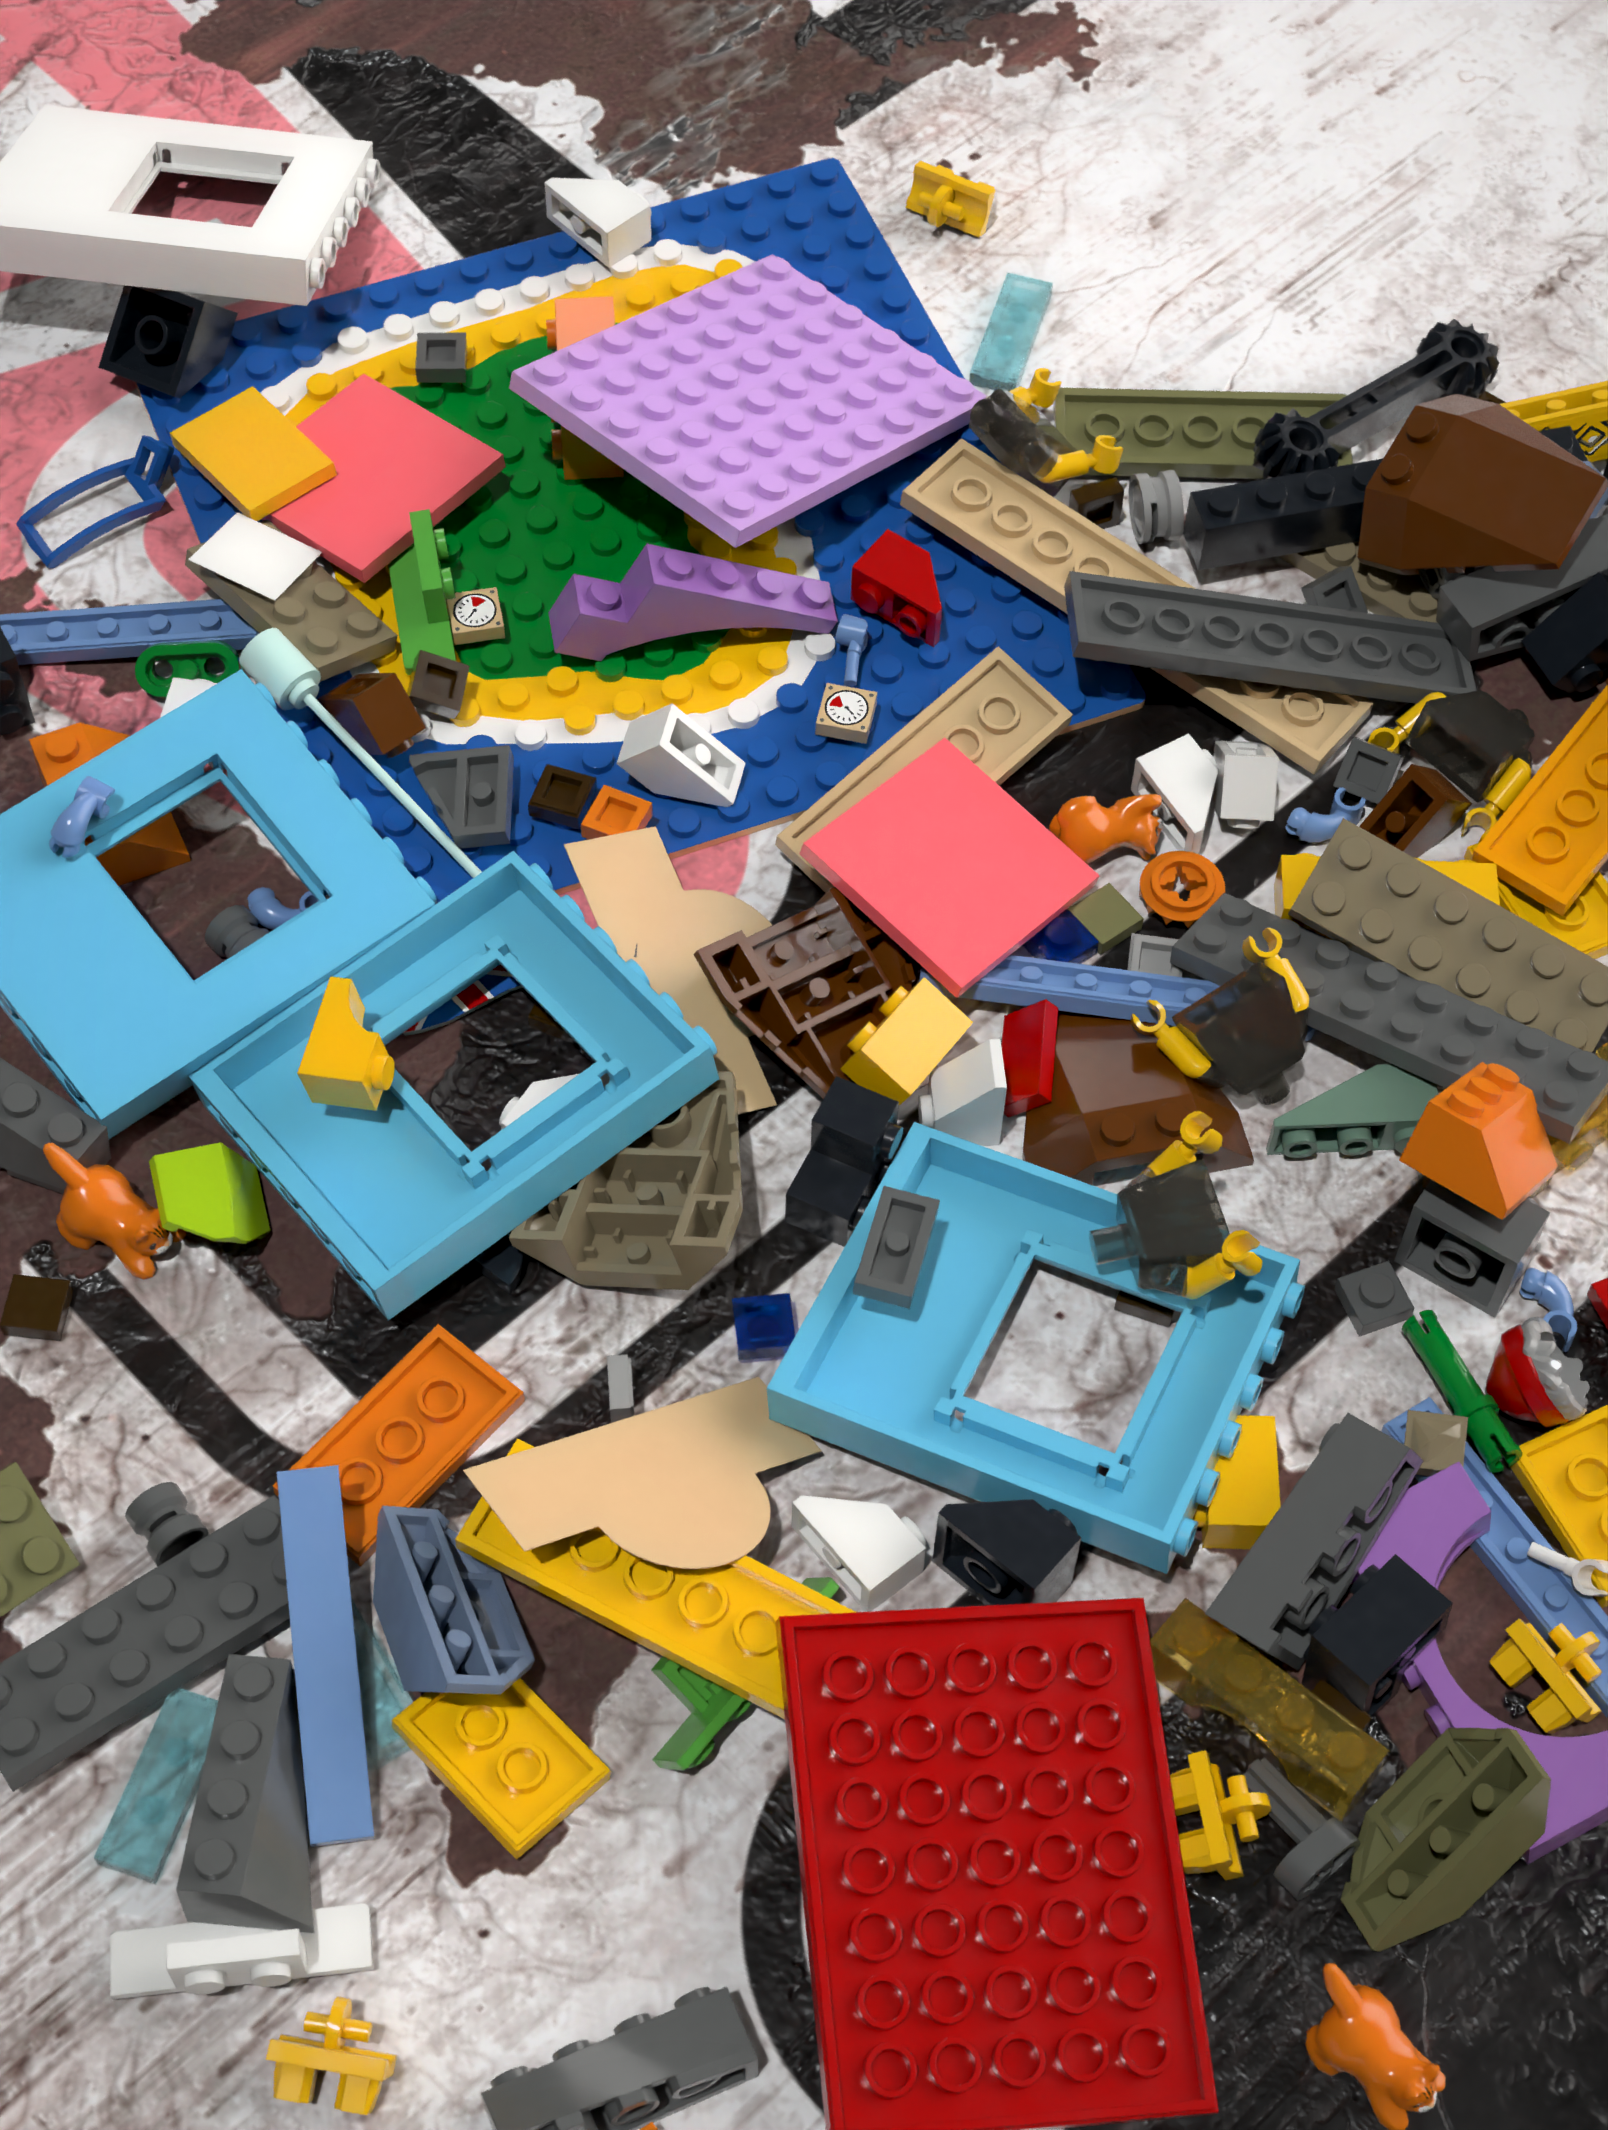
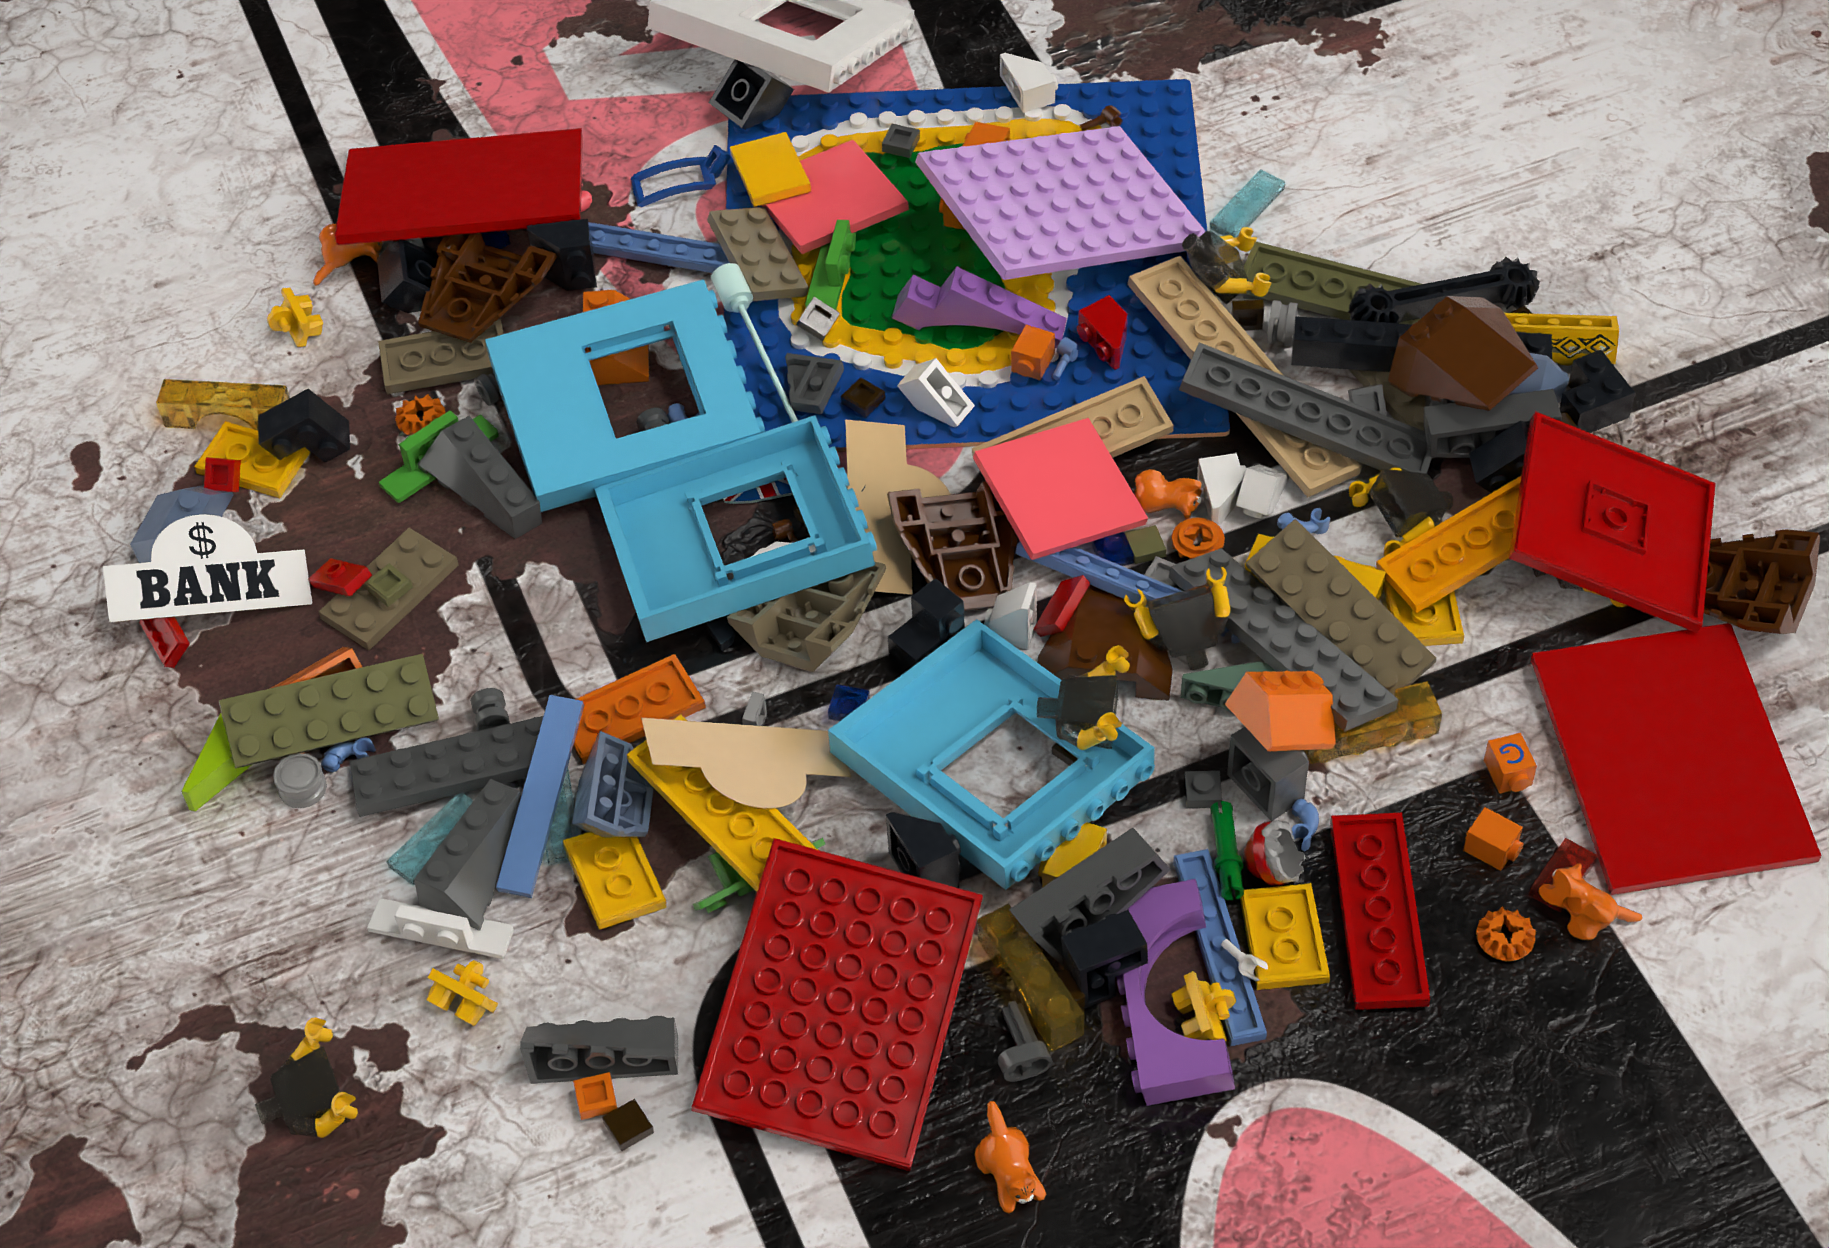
camera: 25 degrees right, 5 degrees down
(36, 1307) = (470, 587): dark brown tile -> none
(73, 821) = (576, 337): medium blue arm -> none
(106, 1209) = (525, 545): orange animal -> none
(187, 661) = (689, 272): green plate -> none
(210, 1194) = (582, 552): lime slope -> none
(255, 556) = (745, 224): white sticker -> none
(342, 1059) = (673, 494): yellow arch -> none
(375, 712) = (776, 326): reddish brown slope -> none
(475, 616) = (857, 288): tile -> none
(527, 1056) = (784, 530): none -> reddish brown hand
(615, 813) = (886, 412): orange plate -> none
(747, 241) = (1108, 115): none -> reddish brown hand
(803, 651) = (1033, 352): none -> orange brick
(846, 713) = (1044, 392): tile -> none
(861, 1545) = (851, 828): white slope -> none
(896, 1247) = (930, 677): dark grey plate -> none
(907, 1042) = (995, 573): yellow brick -> none
(950, 199) = (1242, 117): yellow hips -> none
(1215, 1844) = (982, 1022): yellow hips -> none
(1368, 770) = (1340, 503): dark grey plate -> none
(1417, 811) = (1355, 533): reddish brown slope -> none
(1436, 1439) = (1195, 866): dark tan tile -> none
(1445, 1833) = (1094, 1069): olive wedge -> none

